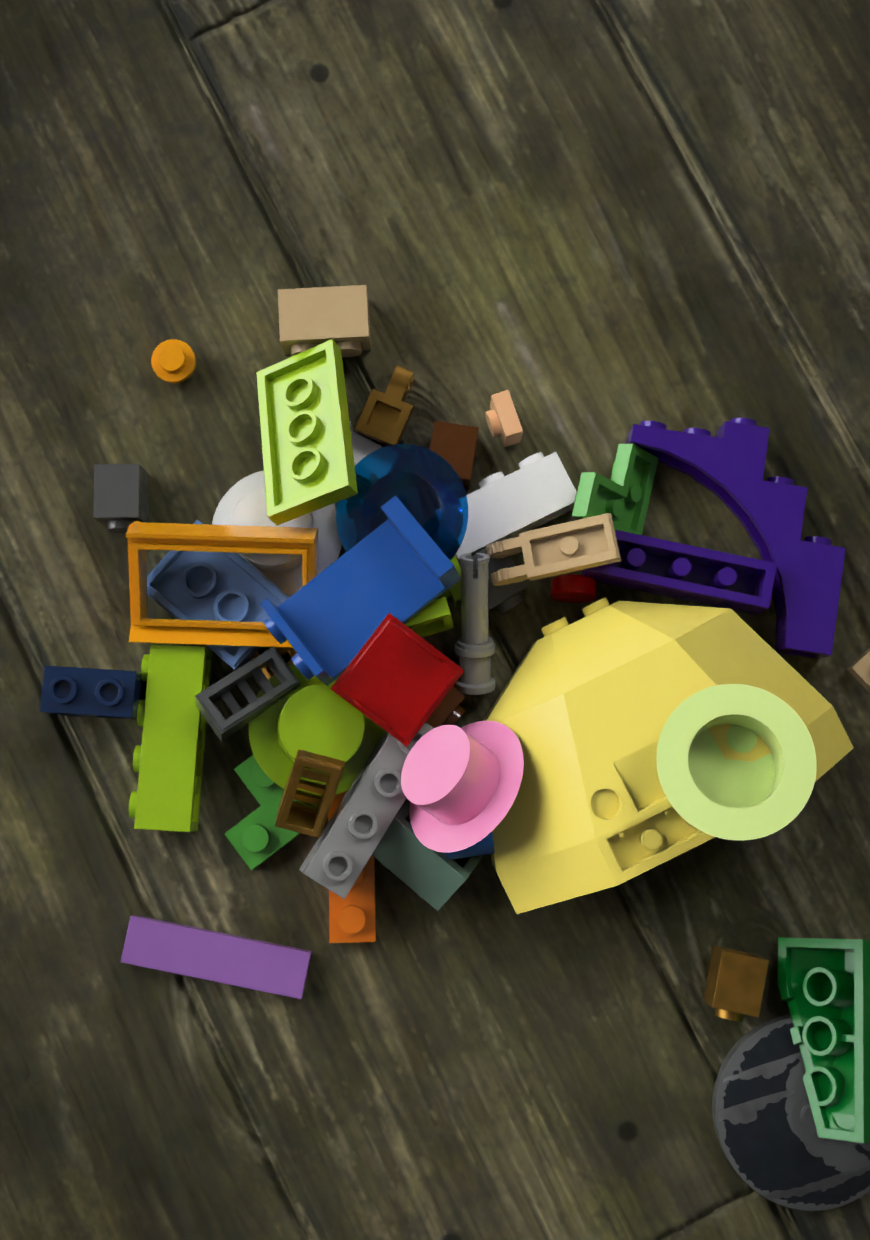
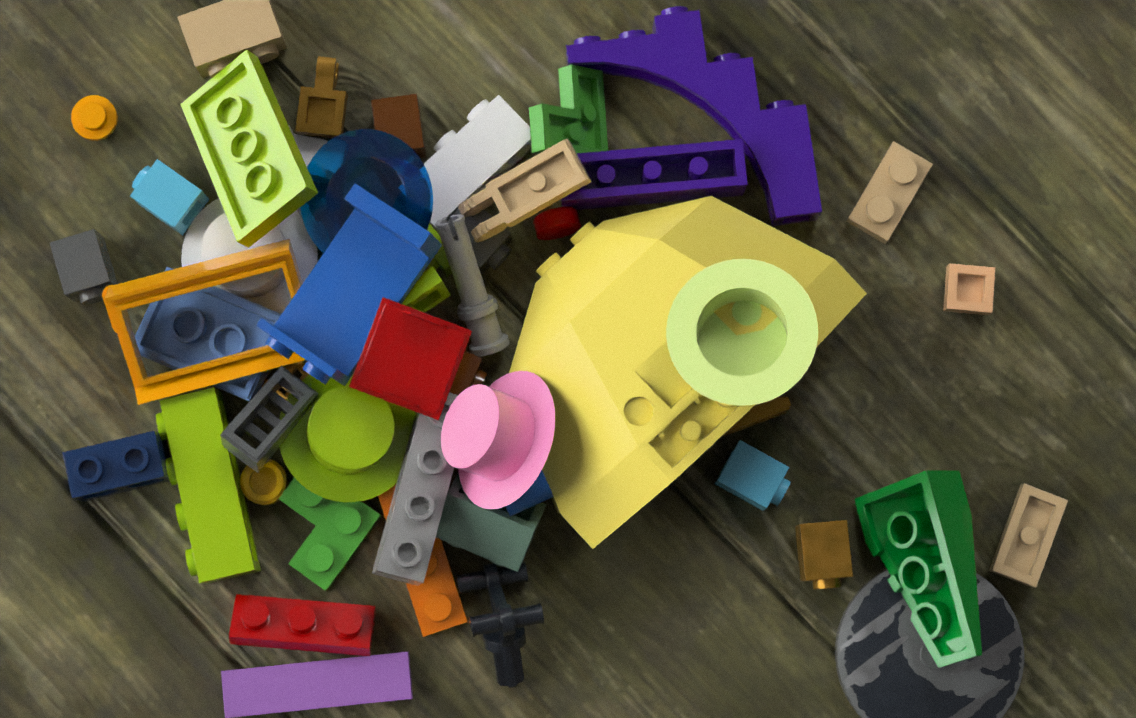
camera: 20 degrees left, 0 degrees up
(218, 454) = (168, 196): none -> medium azure brick
(219, 896) = (302, 625): none -> red plate
(228, 753) = (266, 485): none -> yellow tile
(302, 816) = (359, 521): pearl gold slope -> none
(410, 966) = (504, 628): none -> black axle
(503, 419) = (439, 78): light nougat plate -> none
(689, 888) = (754, 476): none -> medium azure brick

